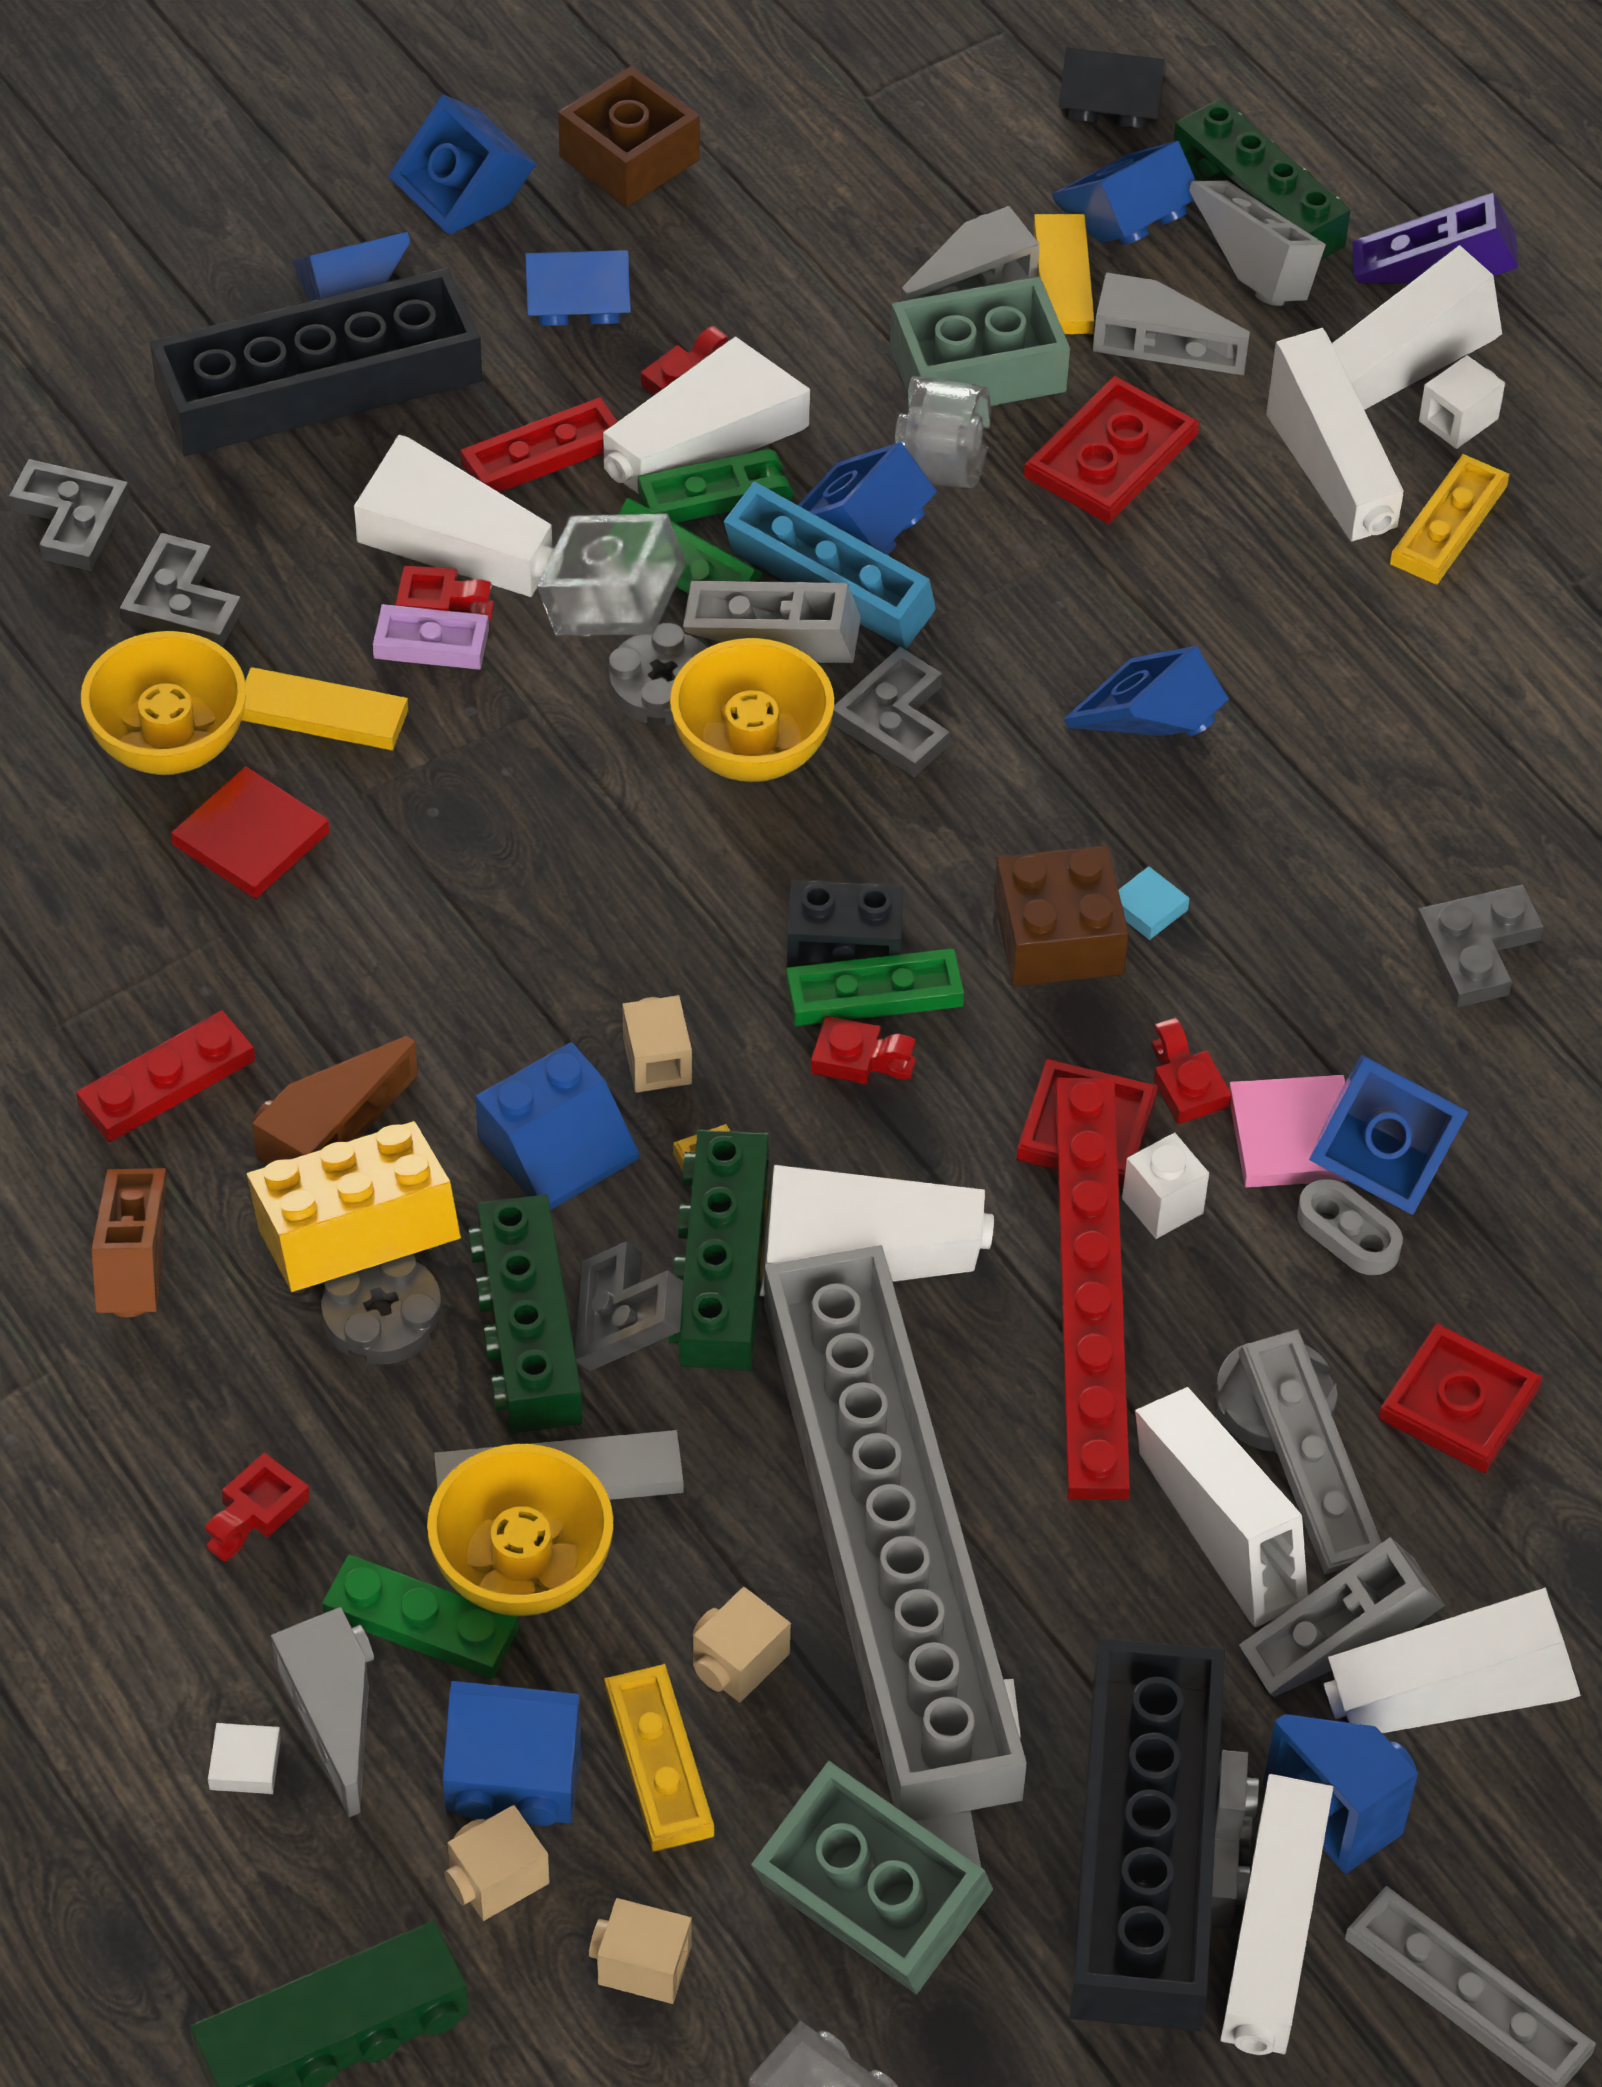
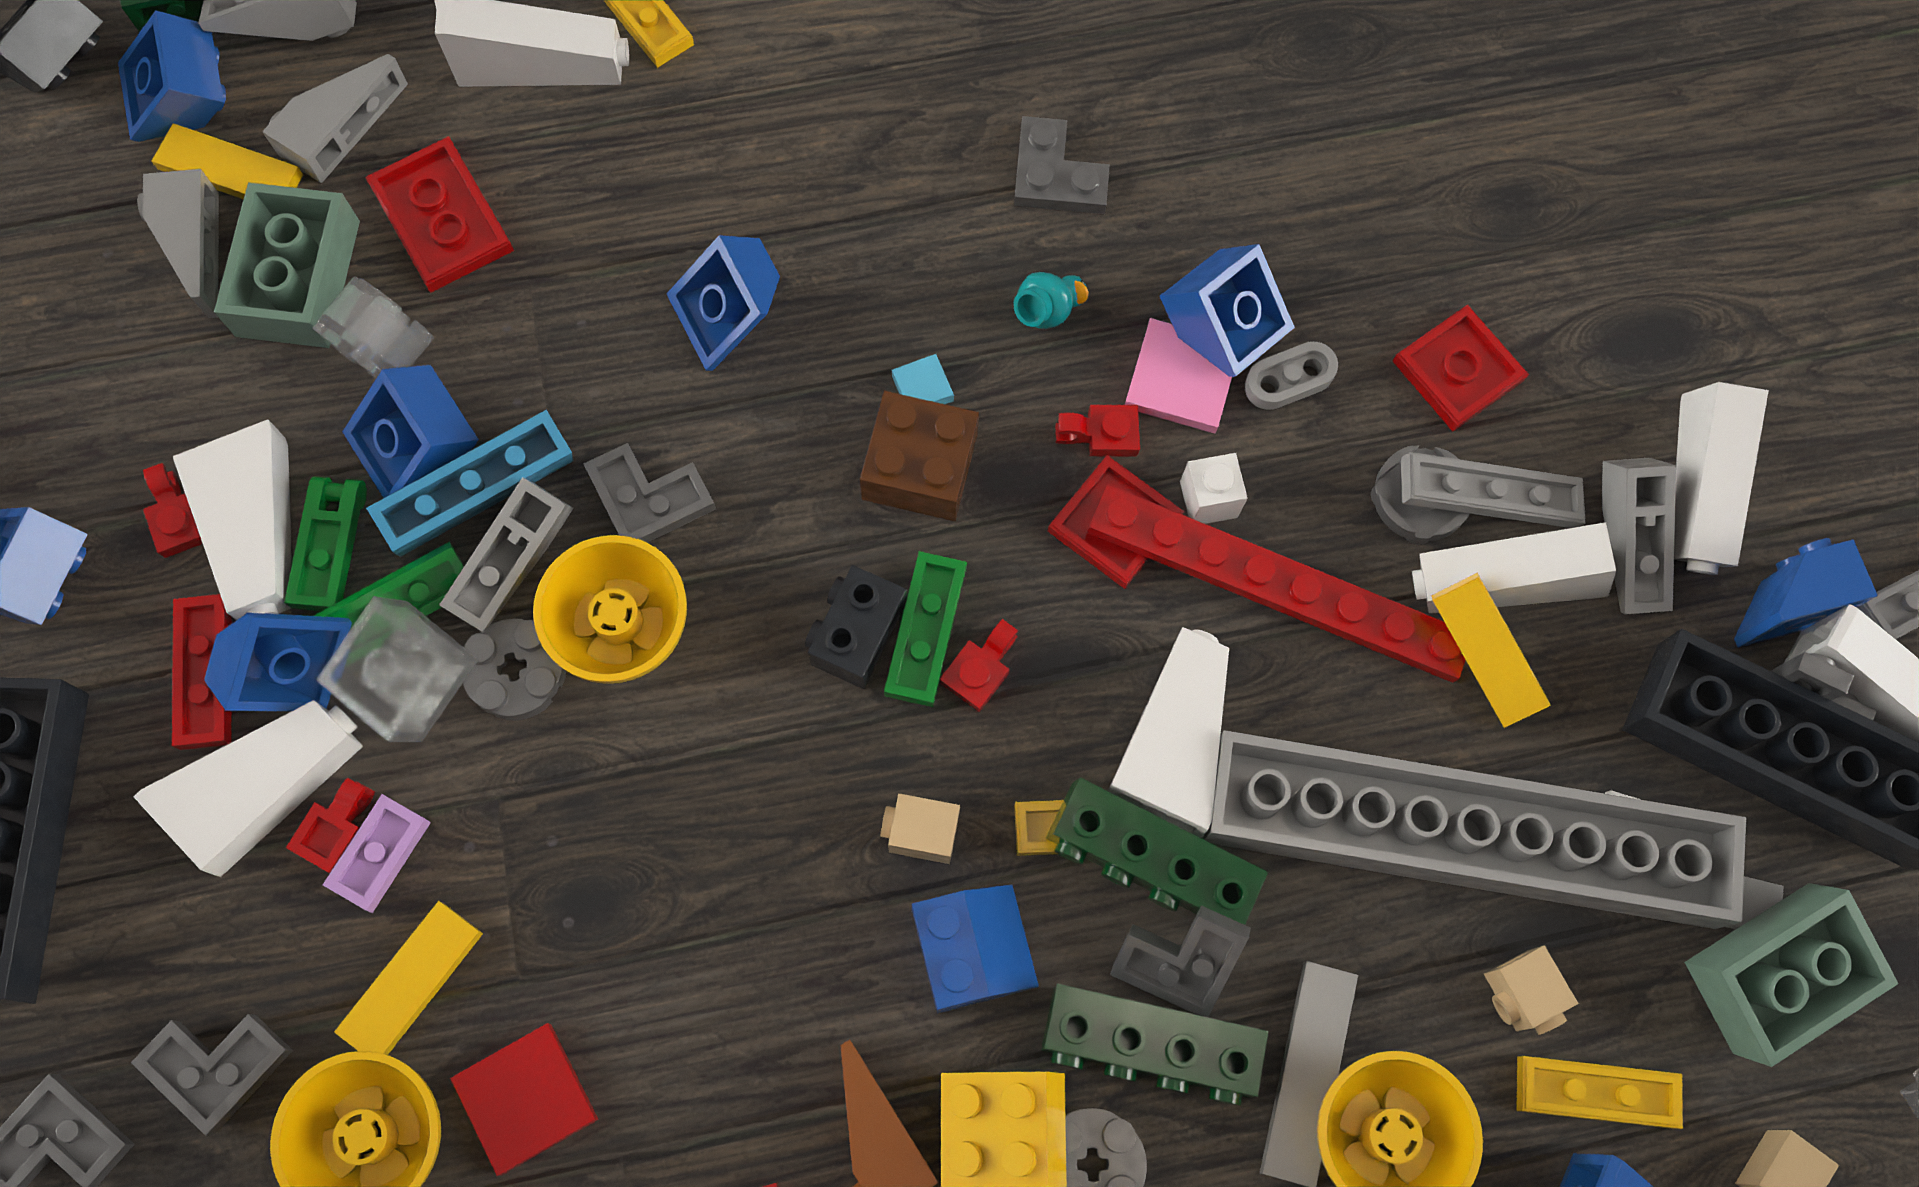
camera: 70 degrees left, 20 degrees up
(573, 477) = (273, 661): none -> blue slope
(1109, 1488) = (1490, 650): none -> yellow tile
(1304, 970) = (1047, 299): none -> teal animal

